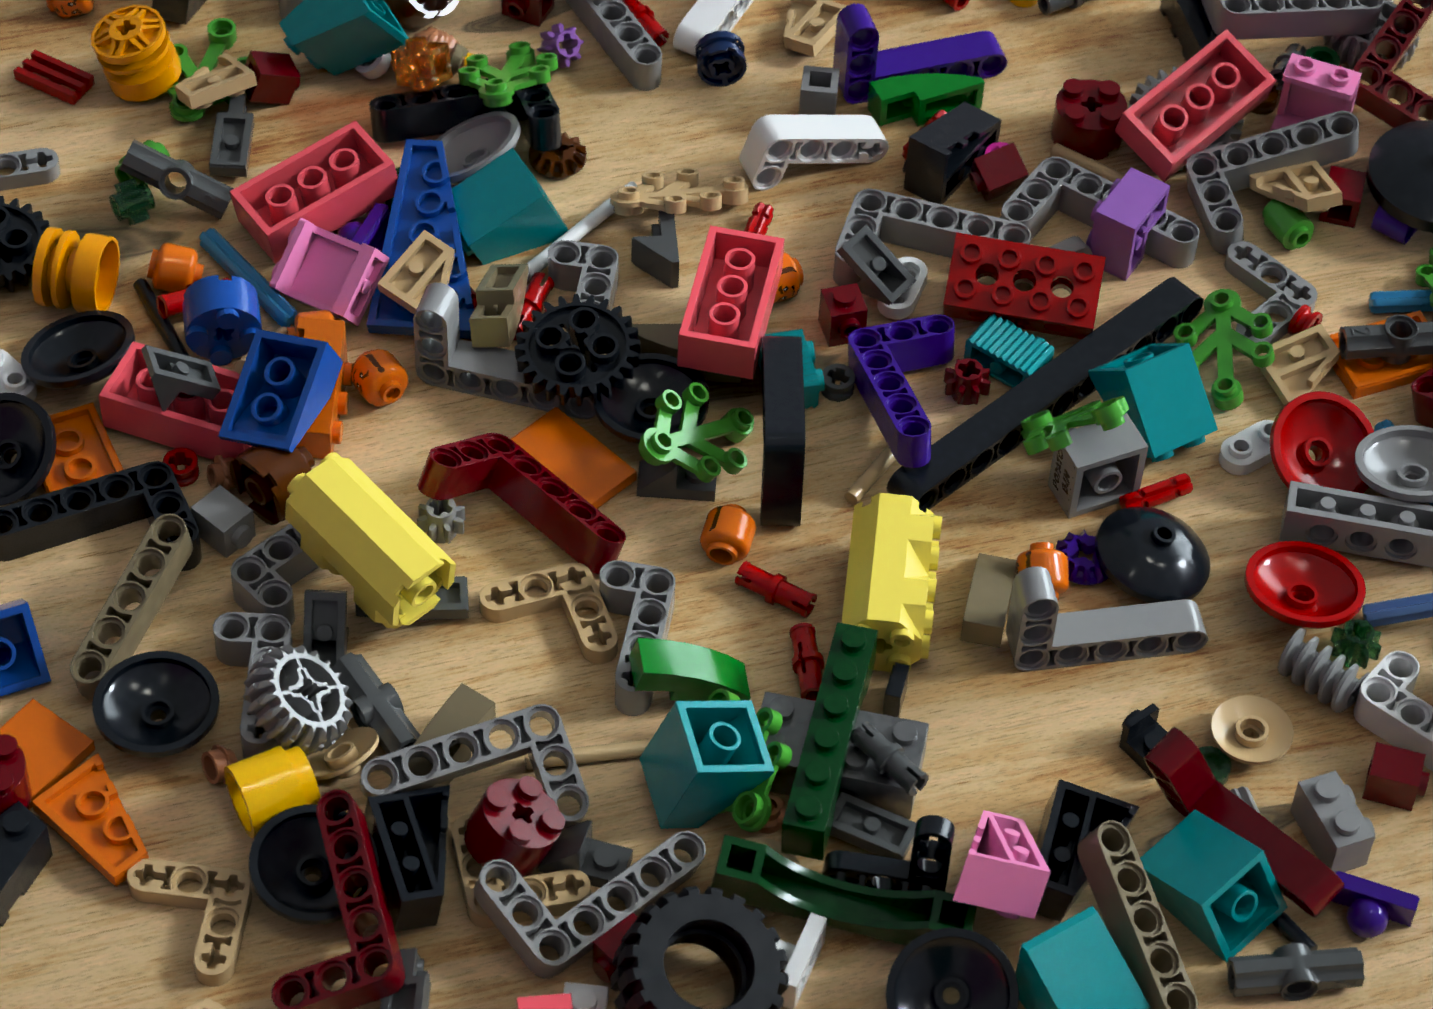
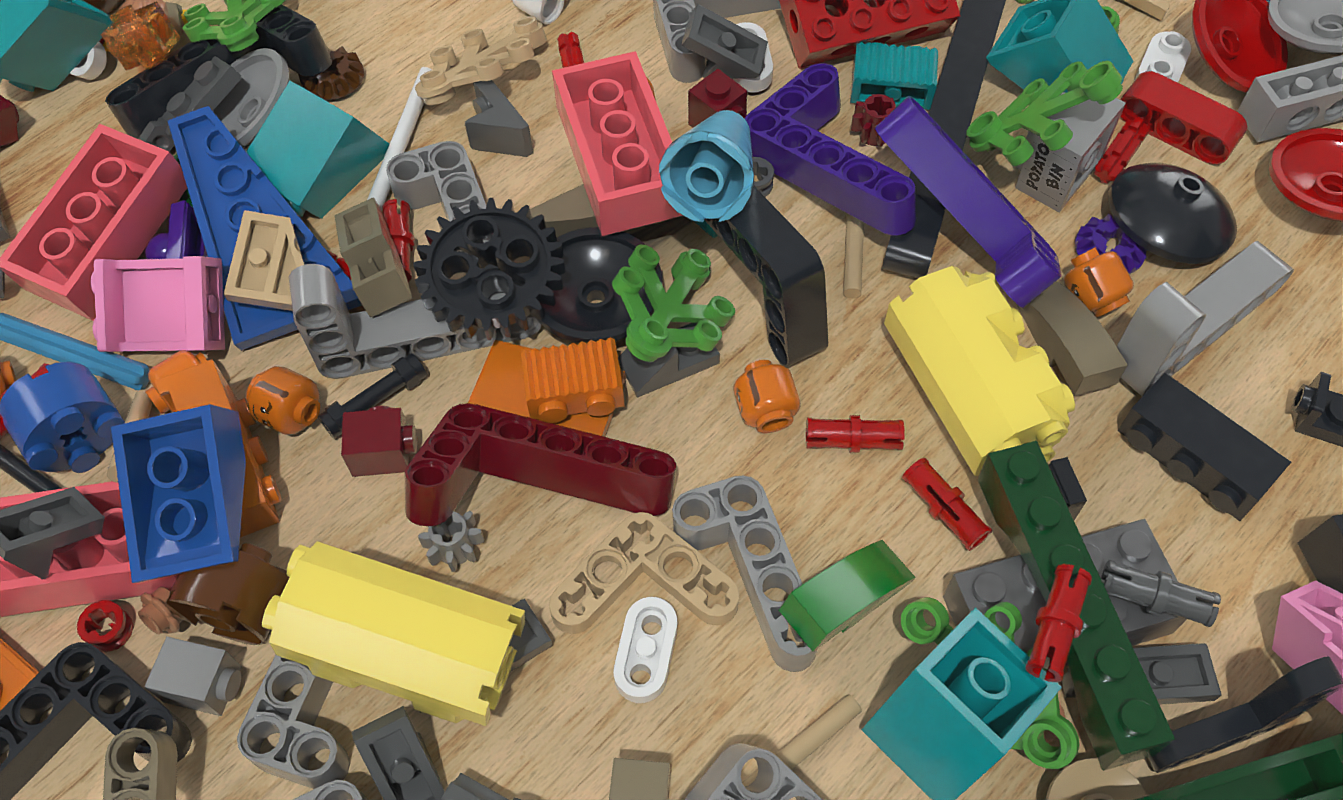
camera: 25 degrees left, 10 degrees up
(425, 429) = (377, 441): none -> dark red brick
(453, 126) = (210, 86): none -> dark grey hinge
(478, 401) = (405, 372): none -> black bar
(525, 648) = (644, 651): none -> white plate
(590, 454) = (572, 380): none -> orange brick
(771, 342) = (710, 168): none -> medium azure cone
(795, 728) = (1059, 623): none -> red pin
(992, 510) = (1022, 256): none -> dark purple beam
(1025, 714) = (1203, 447): none -> black brick
(1225, 491) = (1184, 117): none -> red beam

